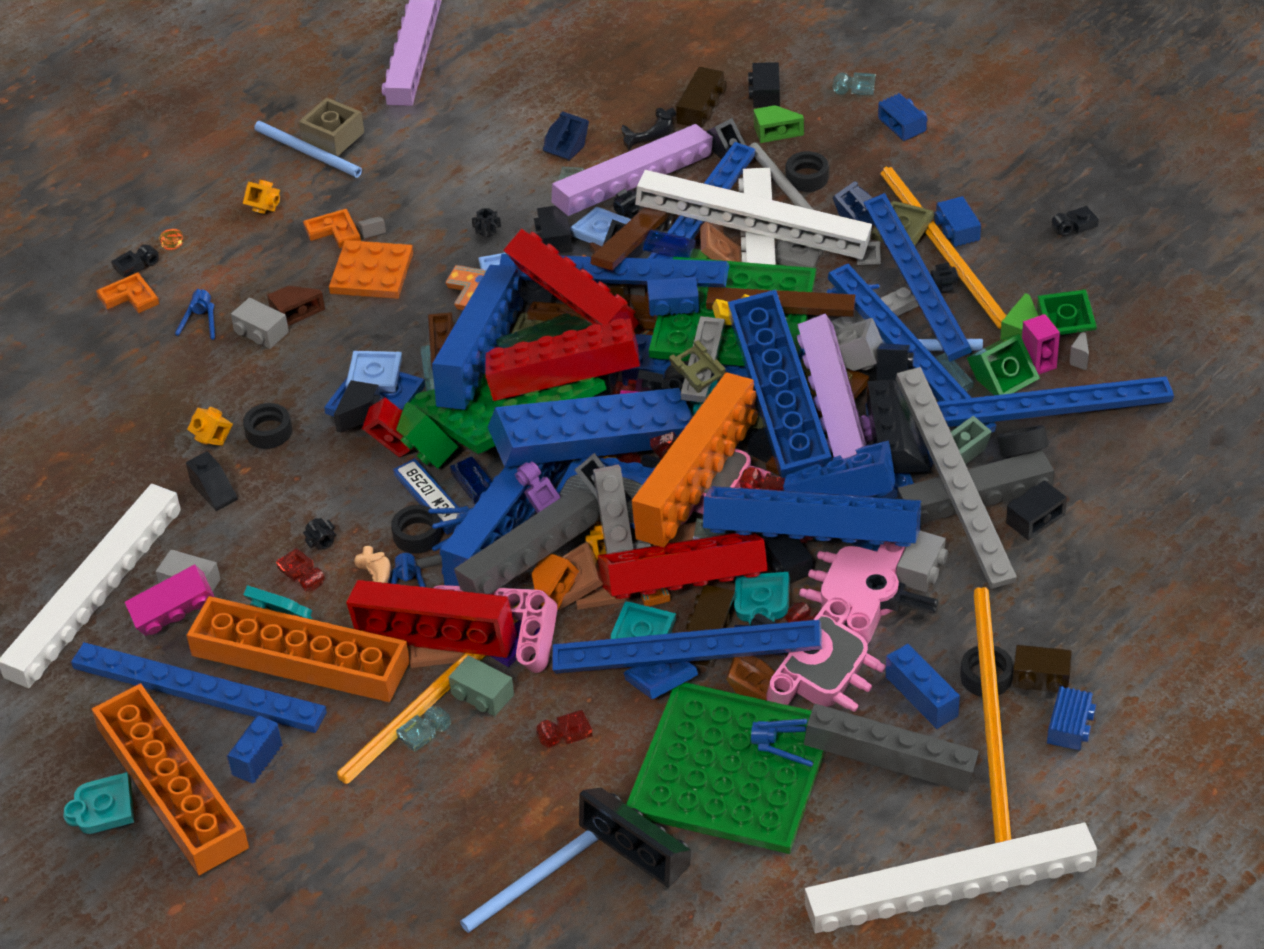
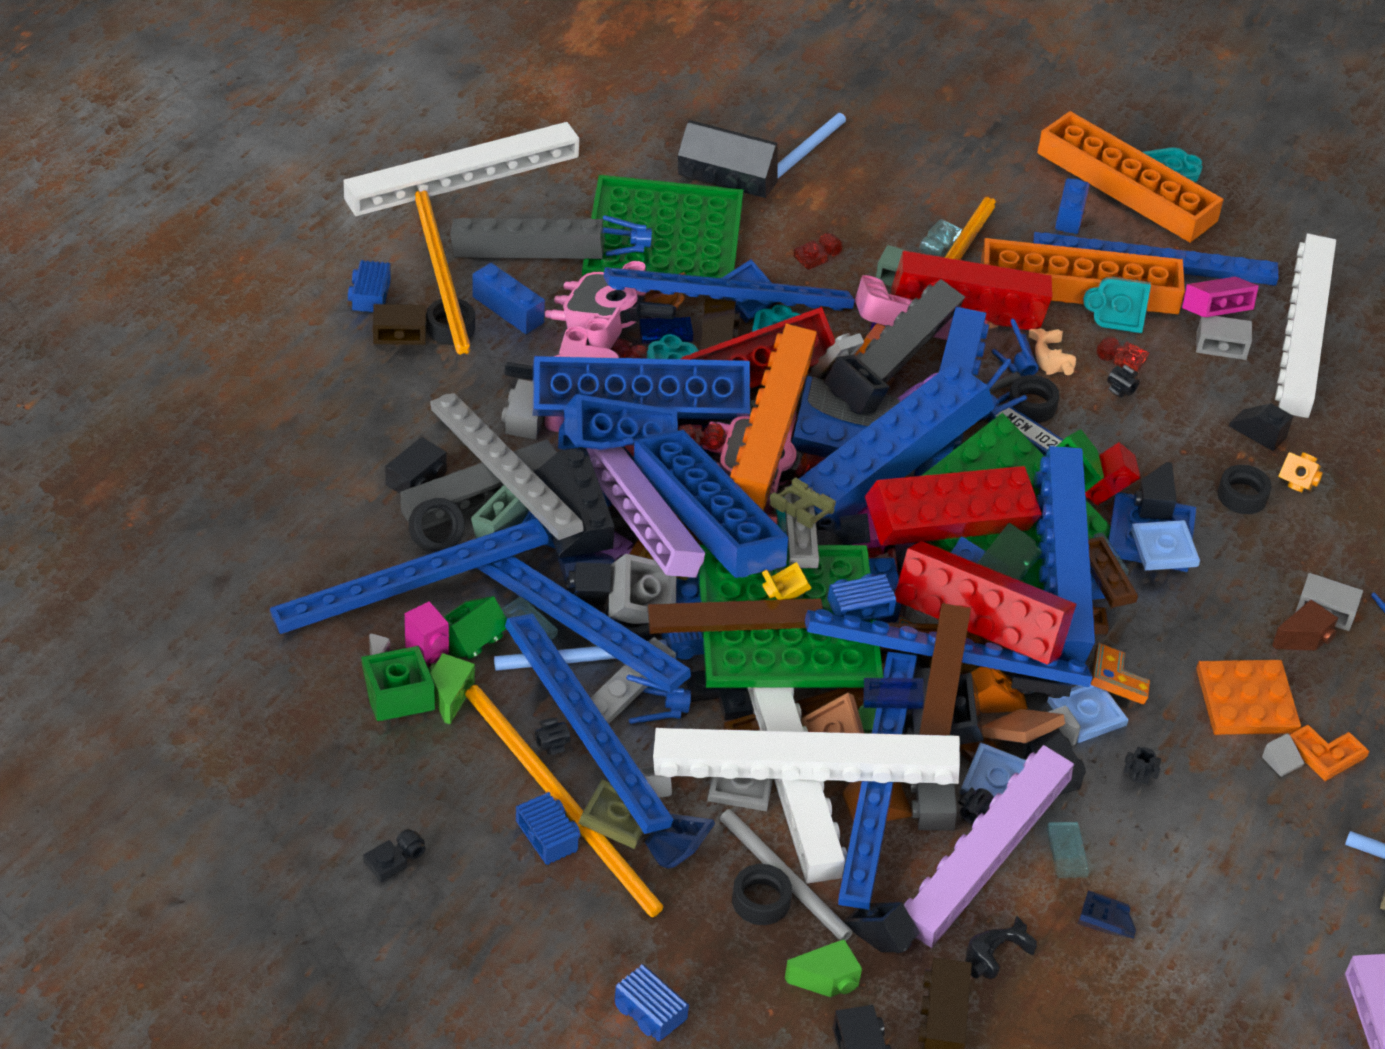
camera: 160 degrees right, 0 degrees up
(570, 237) = (1023, 725): none -> nougat tile

